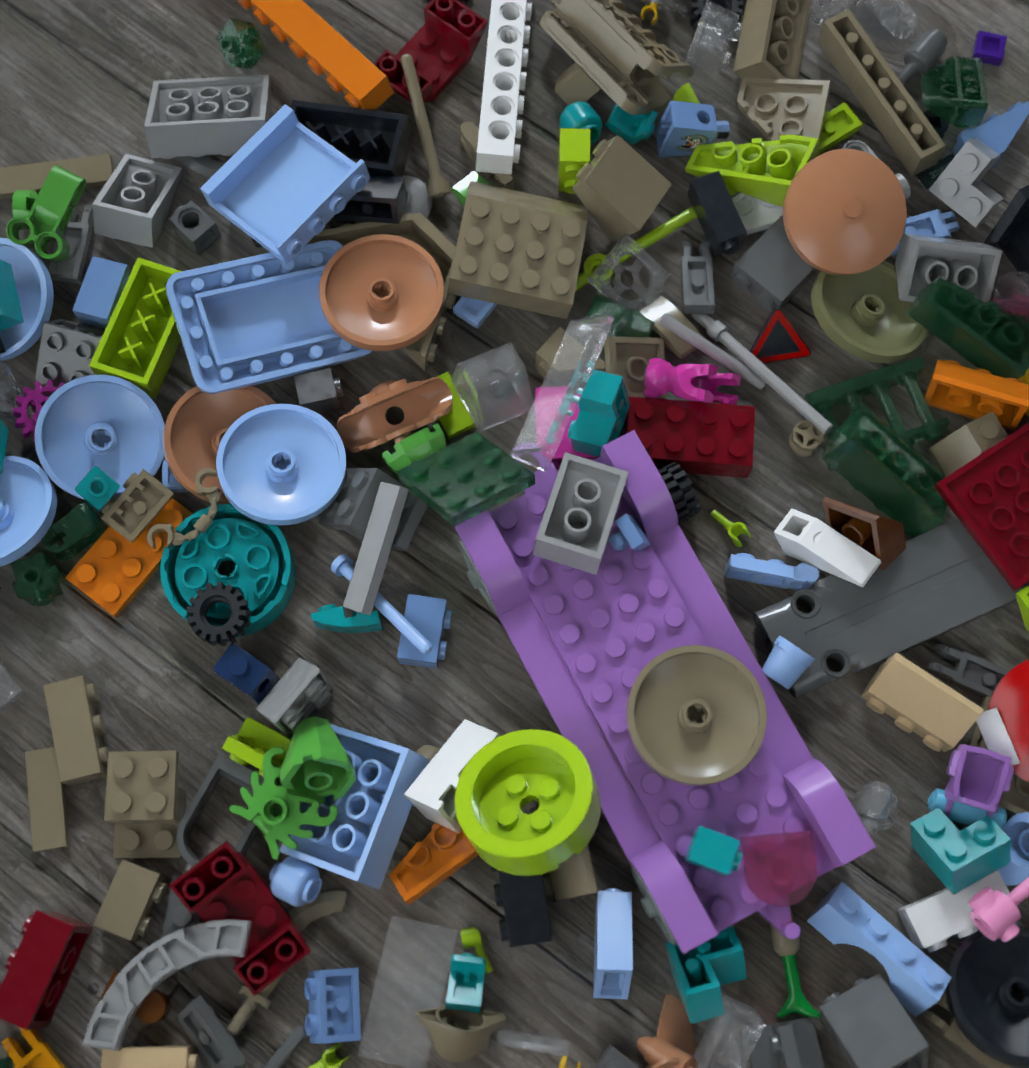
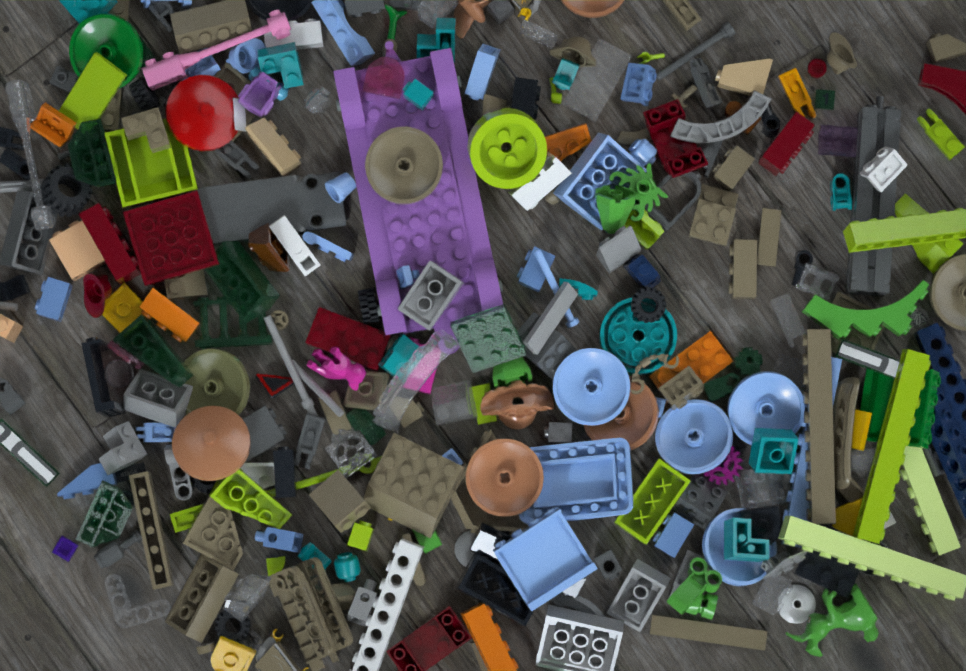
camera: 165 degrees left, 10 degrees up
(84, 1012) = (769, 117): none -> black pin
(97, 488) = (700, 399): teal bracket -> none
(437, 184) = (449, 549): dark tan piece -> none
(541, 76) = (361, 610): none -> light grey torso
(734, 529) = (340, 278): lime hand -> none

